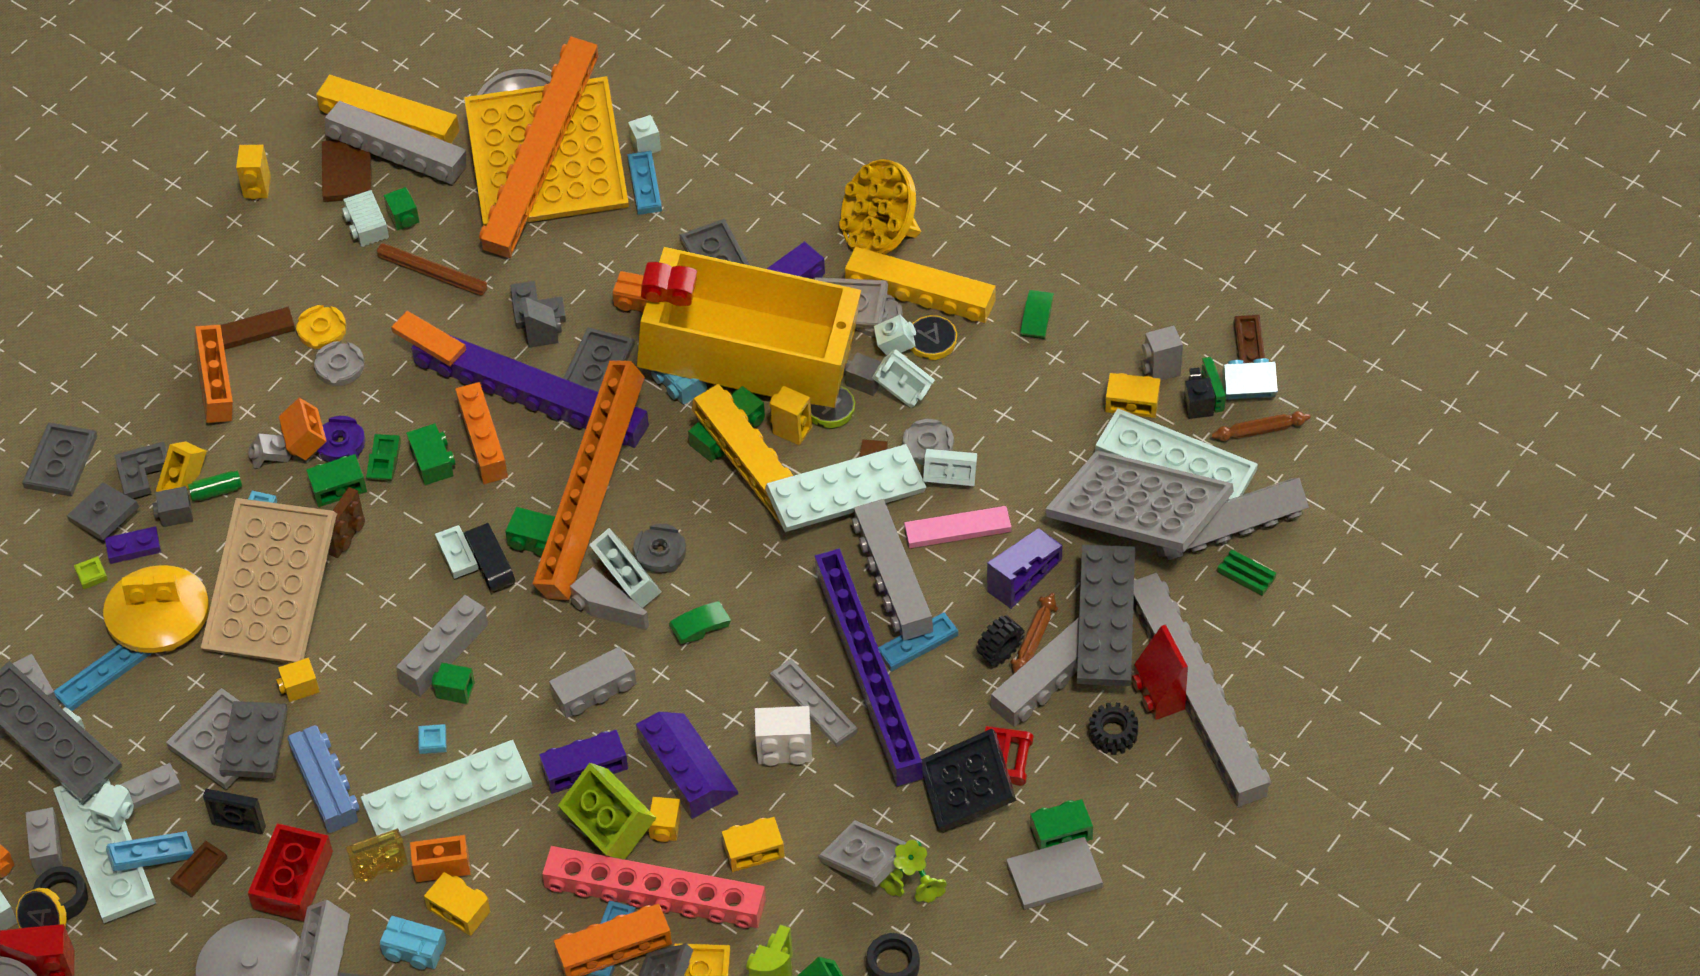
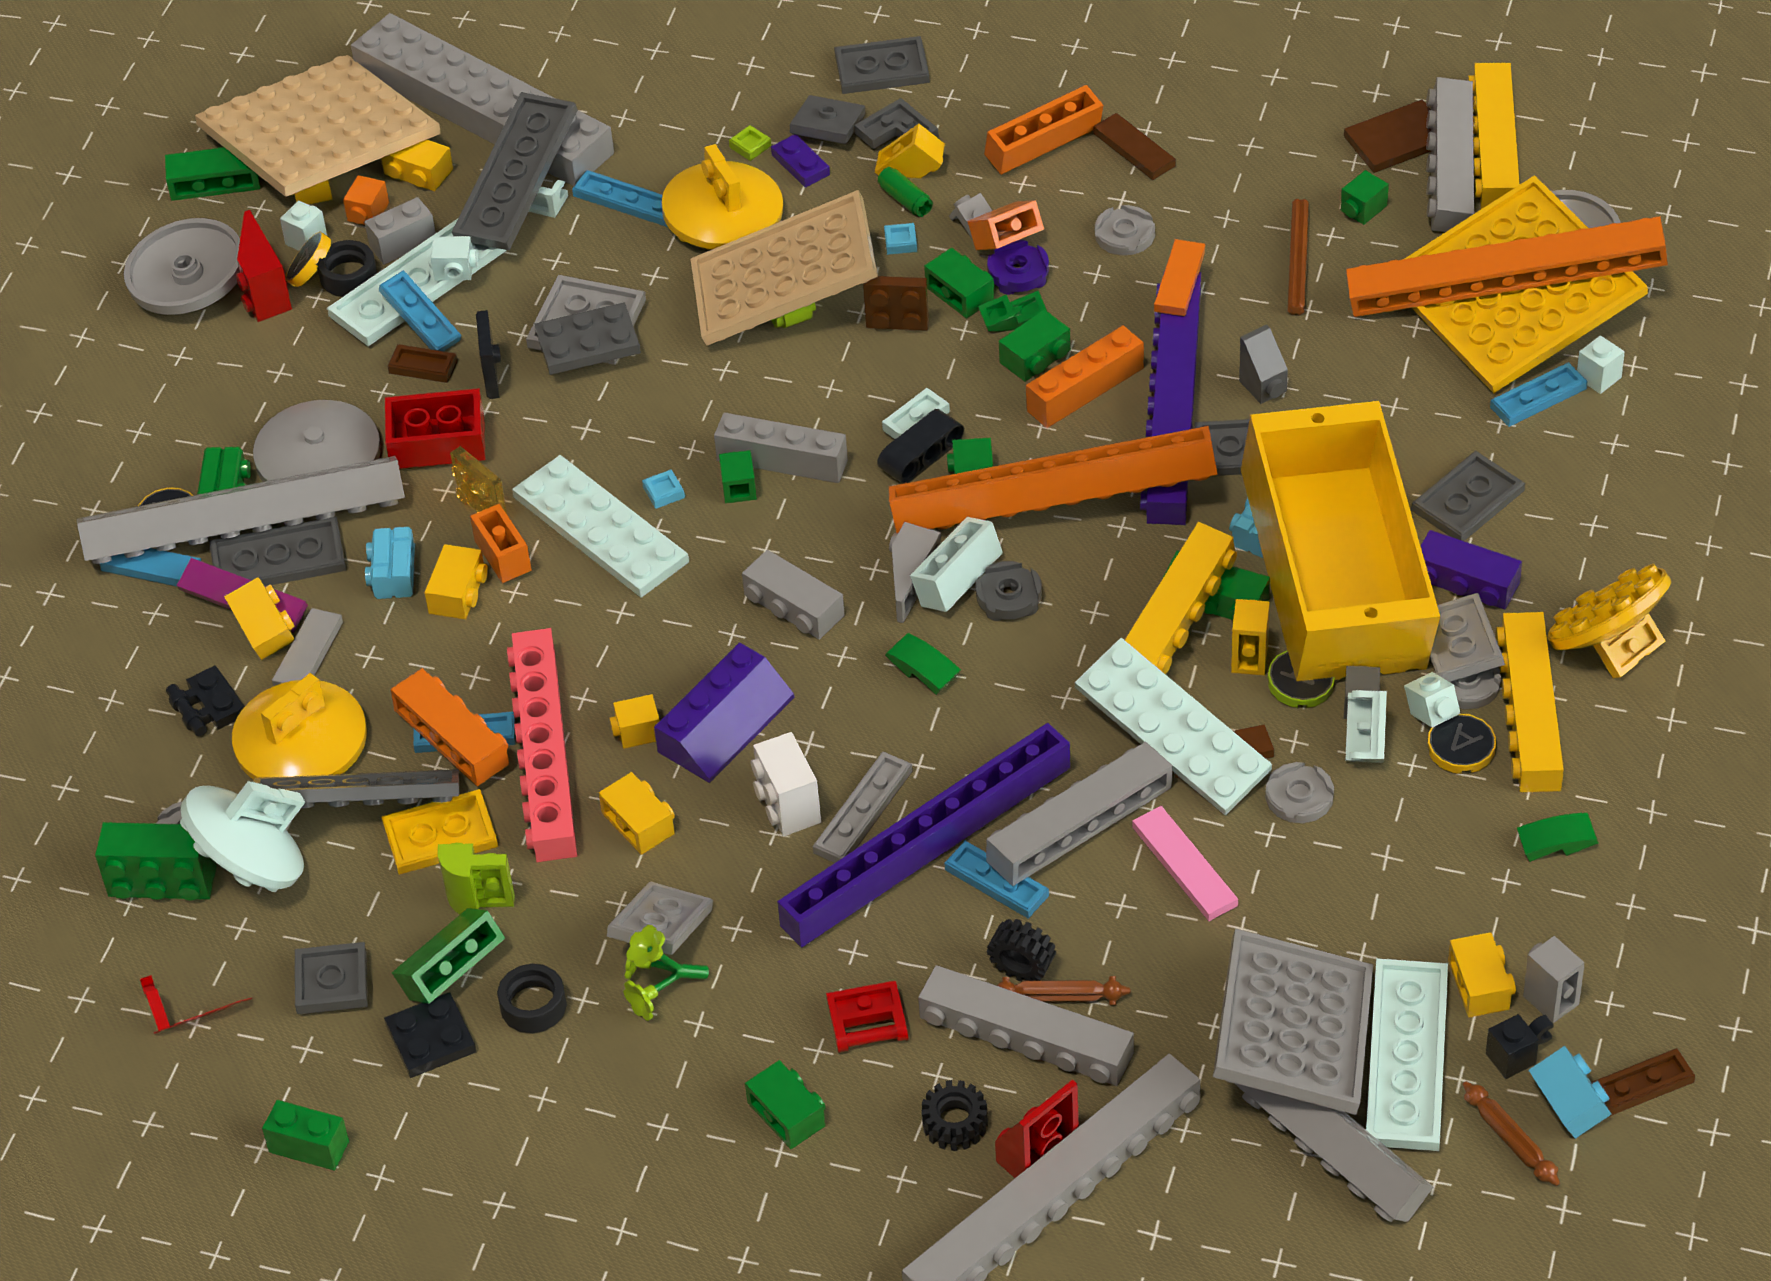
camera: 70 degrees right, 5 degrees down
(152, 785) = (506, 288): light grey plate -> none
(173, 506) = (859, 168): dark grey brick -> none
(253, 171) = (1333, 54): yellow brick -> none
(297, 680) = (684, 349): yellow brick -> none
(320, 326) = (1167, 197): yellow tile -> none
(322, 778) = (567, 415): medium blue brick -> none
(365, 217) = (1331, 172): light aqua brick -> none
(528, 290) = (1298, 355): dark grey plate -> none
(565, 764) = (684, 623): dark purple brick -> none
(606, 811) = (611, 658): lime brick -> none
(668, 284) = (1313, 417): red brick -> none
(950, 467) = (1263, 820): light aqua hinge -> none
(967, 780) = (804, 984): black plate -> none
(1022, 567) = (1146, 939): dark purple wedge -> none
(1054, 873) = (721, 1122): light grey tile -> none
(1106, 615) = (1104, 1042): dark grey plate -> none
(1209, 371) = (1566, 1037): green tile -> none
(1249, 569) = (1271, 1164): green tile -> none

